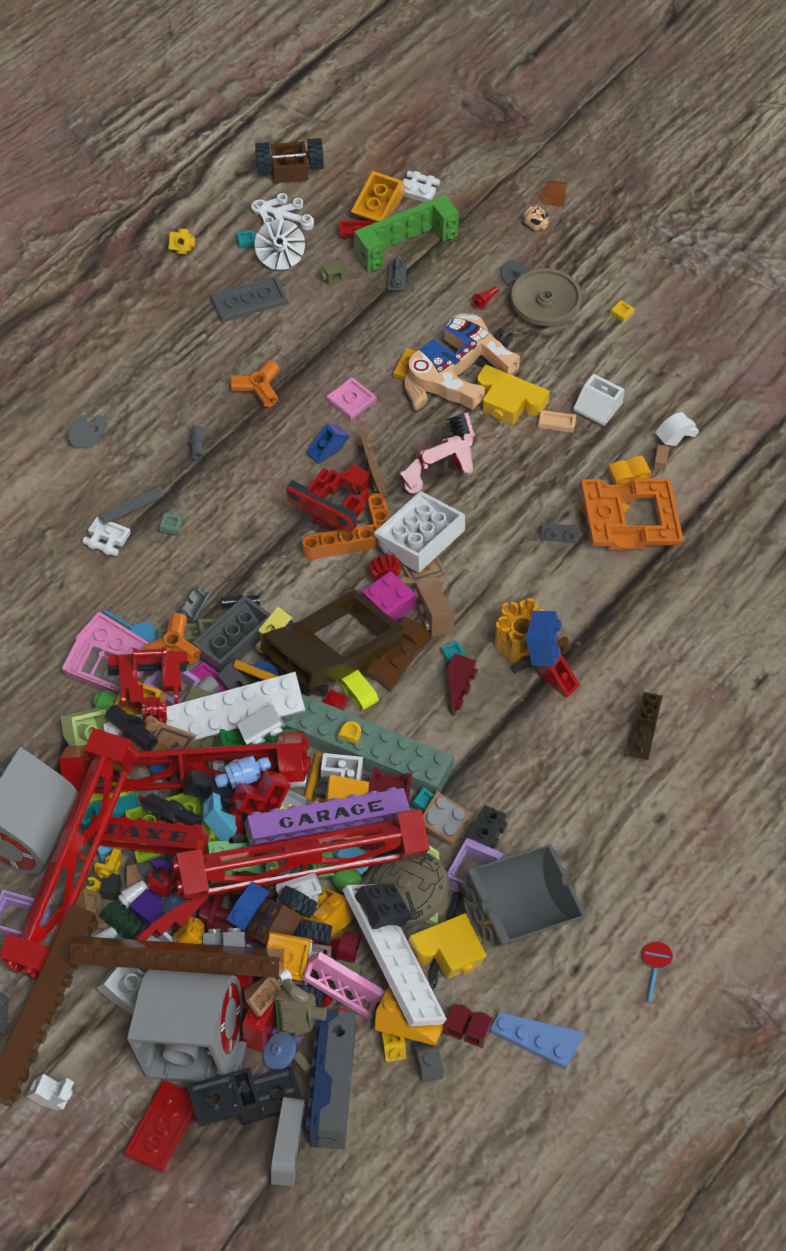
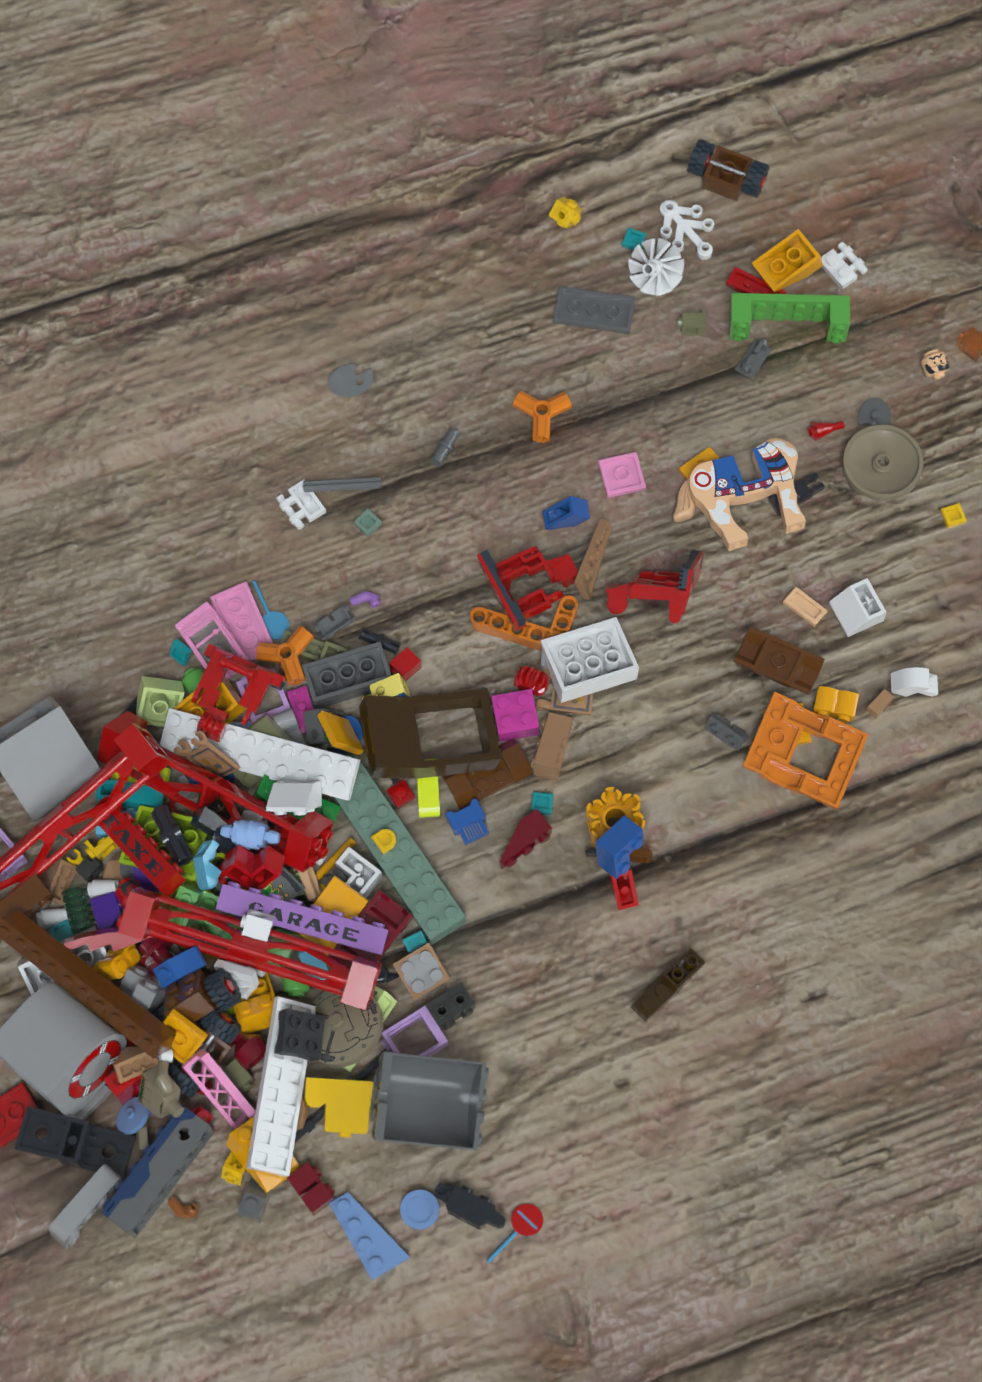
camera: 35 degrees right, 15 degrees up
(78, 688) = (180, 652): none -> teal tile
(131, 728) = (182, 721): black piece -> none
(208, 575) = (366, 596): none -> medium lavender arm
(273, 601) = (405, 664): none -> red brick
(297, 789) = (311, 884): none -> light nougat tile
(297, 831) = (257, 925): none -> white brick
(371, 1103) = (183, 1211): none -> dark orange arm
(404, 693) = (468, 822): none -> blue piece
(509, 395) = (774, 554): yellow brick -> none
(565, 463) = (779, 661): none -> reddish brown piece
(567, 993) = (419, 1209): none -> medium blue piece
(606, 968) = (469, 1207): none -> black hinge

